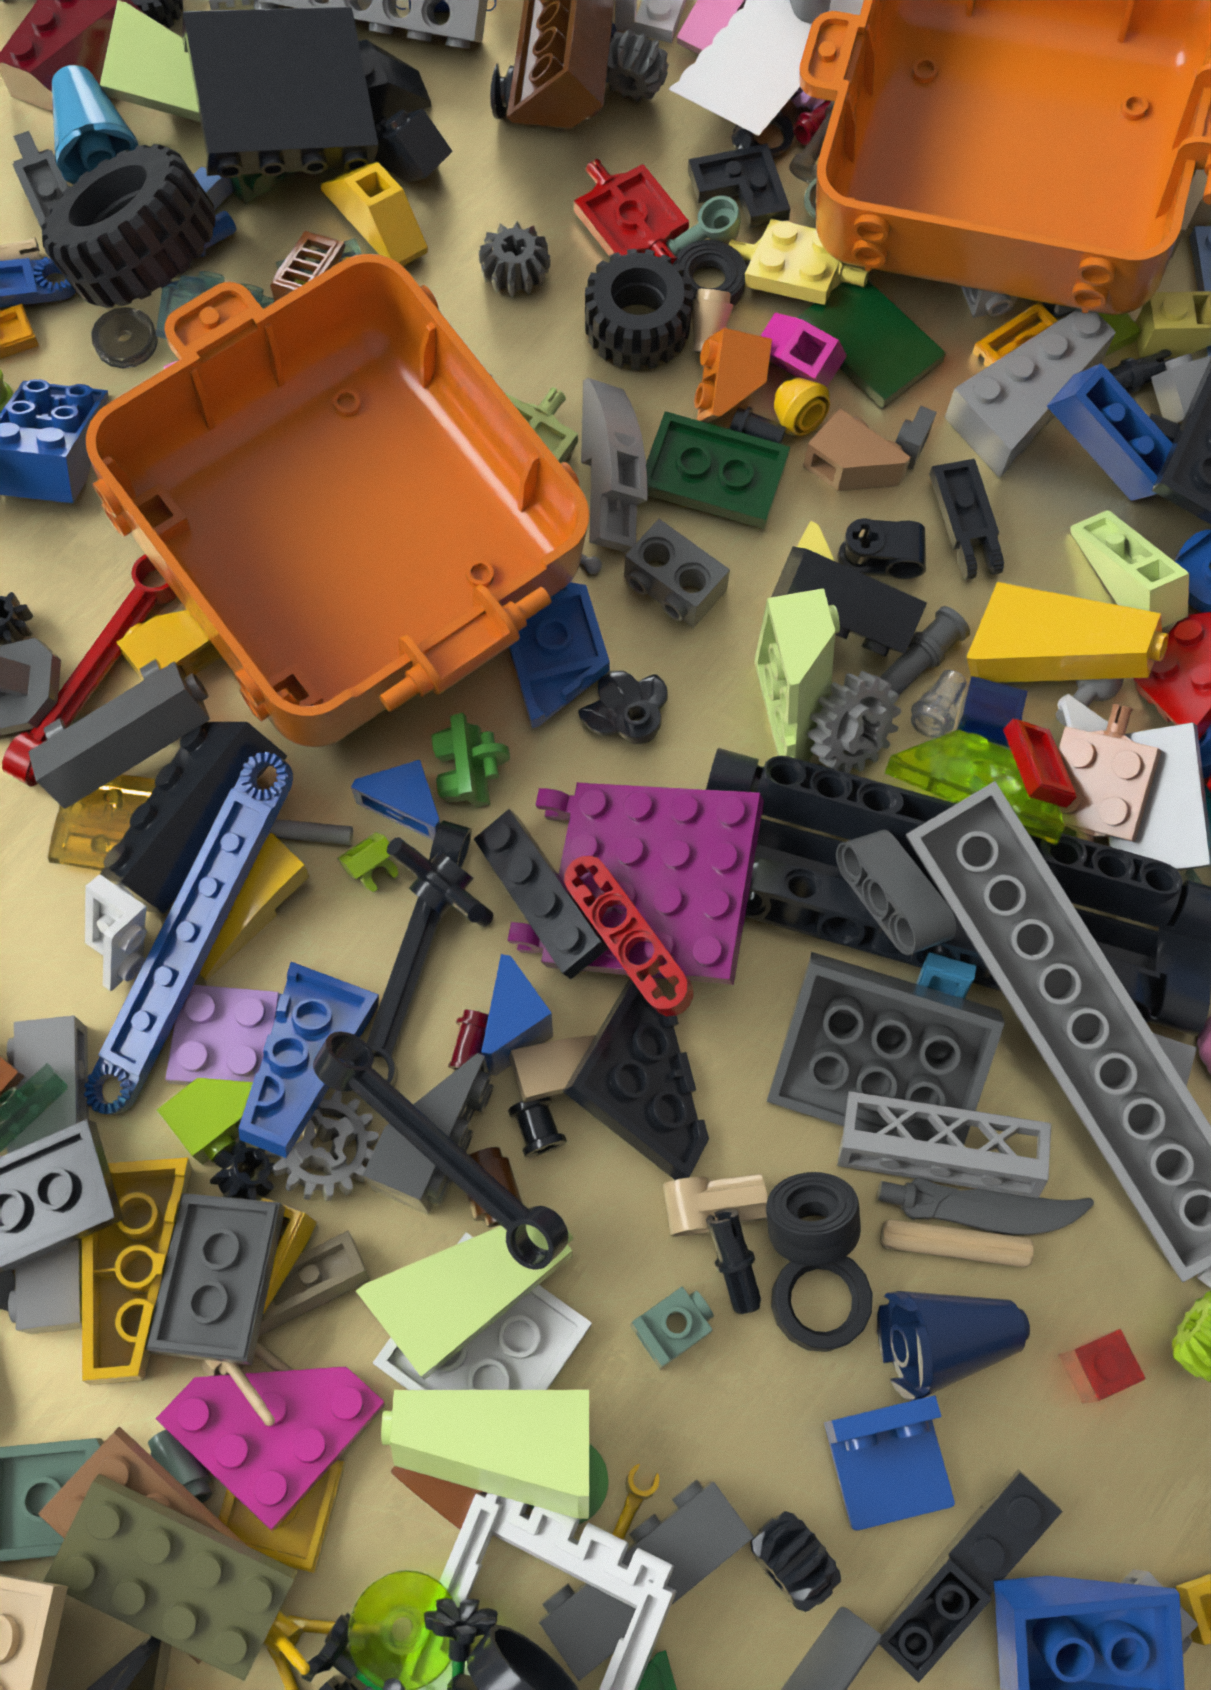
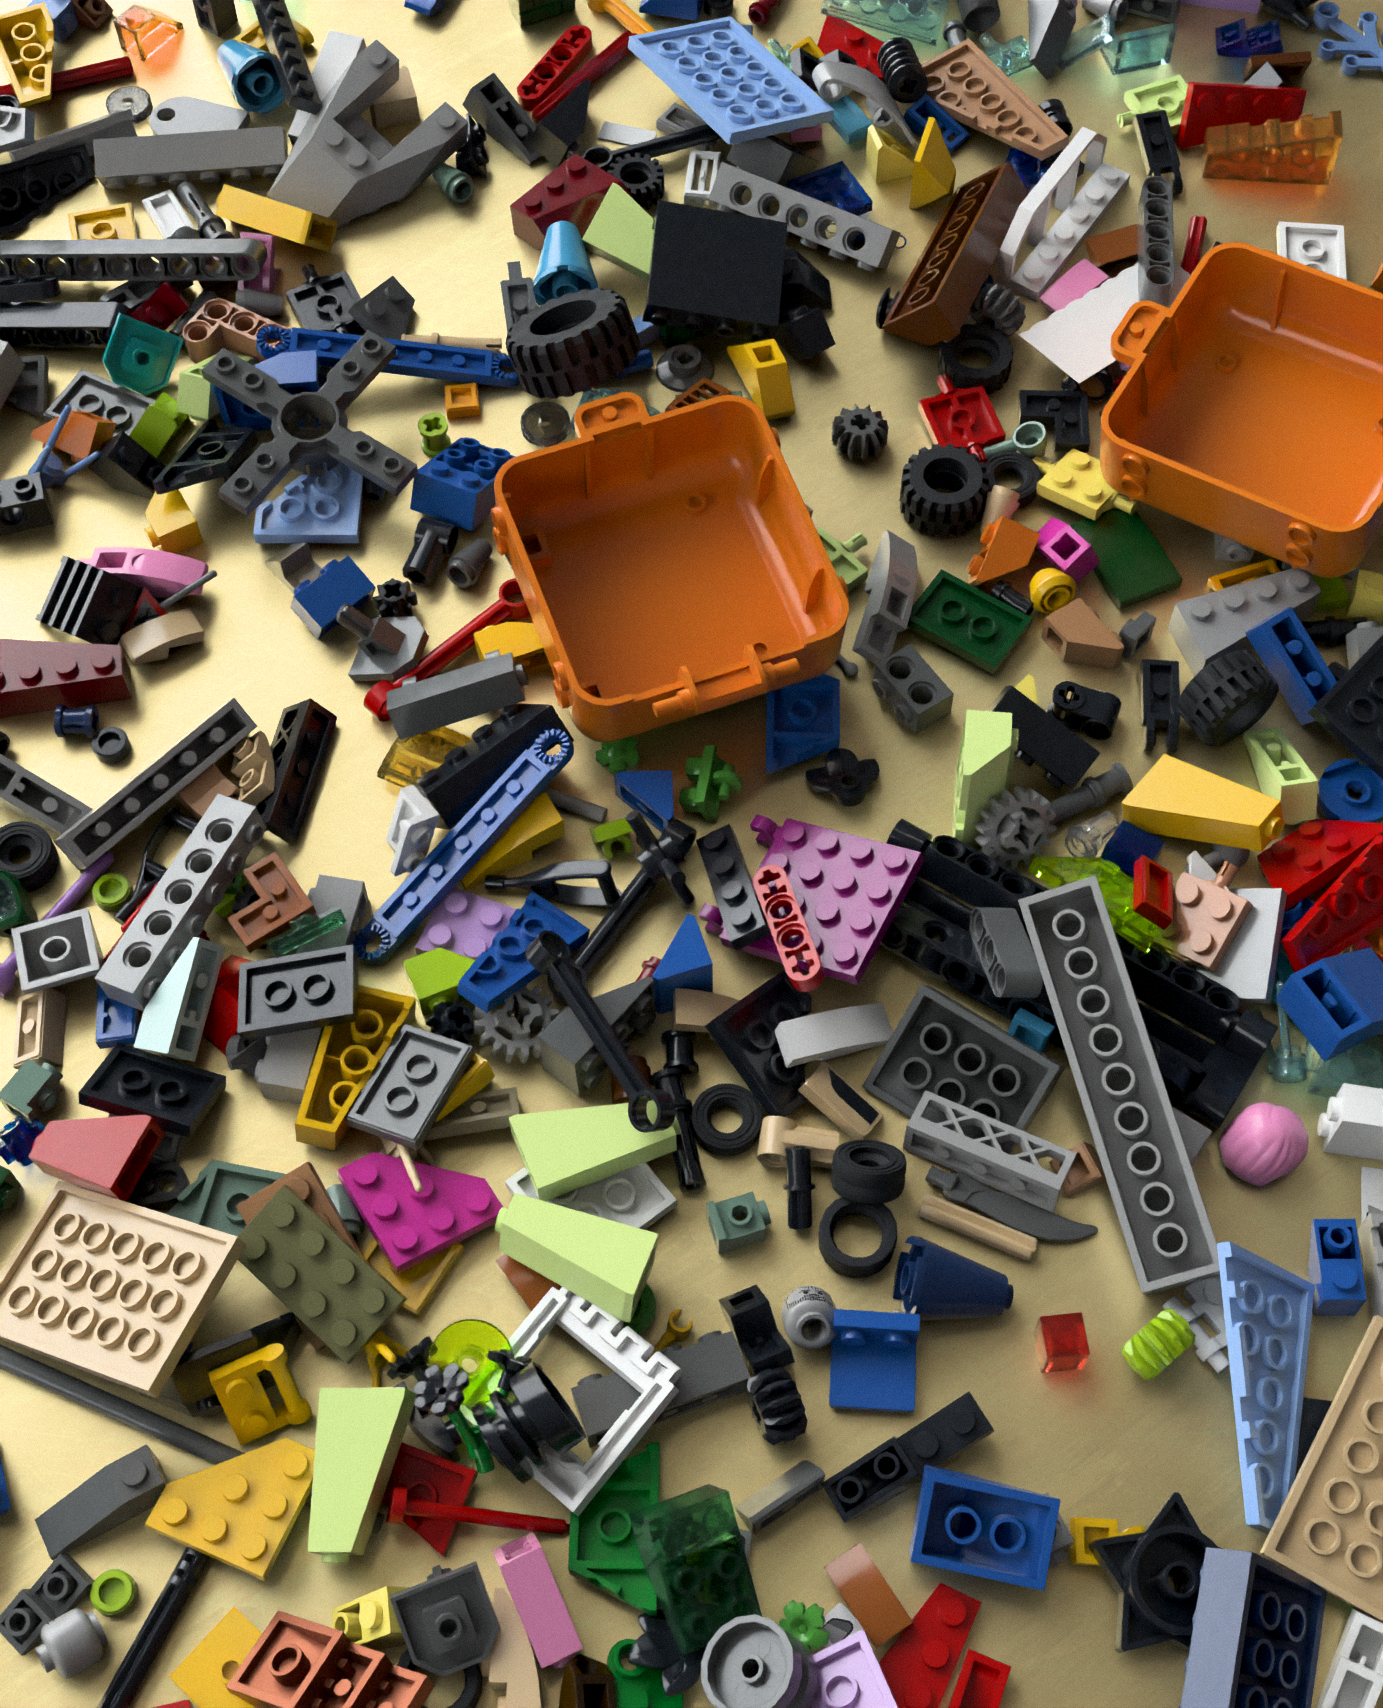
camera: 20 degrees right, 10 degrees down
(27, 531) = (431, 544): none -> black piece
(82, 547) = (468, 564): none -> dark grey cone
(277, 236) = (681, 377): none -> dark grey piece
(330, 941) = (544, 883): none -> black piece
(345, 754) = (618, 755): none -> bright green plant
(549, 1191) = (686, 1155): none -> black pin
(618, 1162) = (726, 1143): none -> black tyre
(631, 106) = (979, 339): none -> black tyre
(716, 1049) = (833, 1033): none -> white slope
(738, 1463) = (756, 1330): none -> black slope
(751, 1132) = (841, 1102): none -> tan slope
(799, 1429) = (809, 1317): none -> light grey head
(1050, 492) = (1227, 697): none -> black tyre
(1065, 1130) = (1085, 1171): none -> medium nougat slope

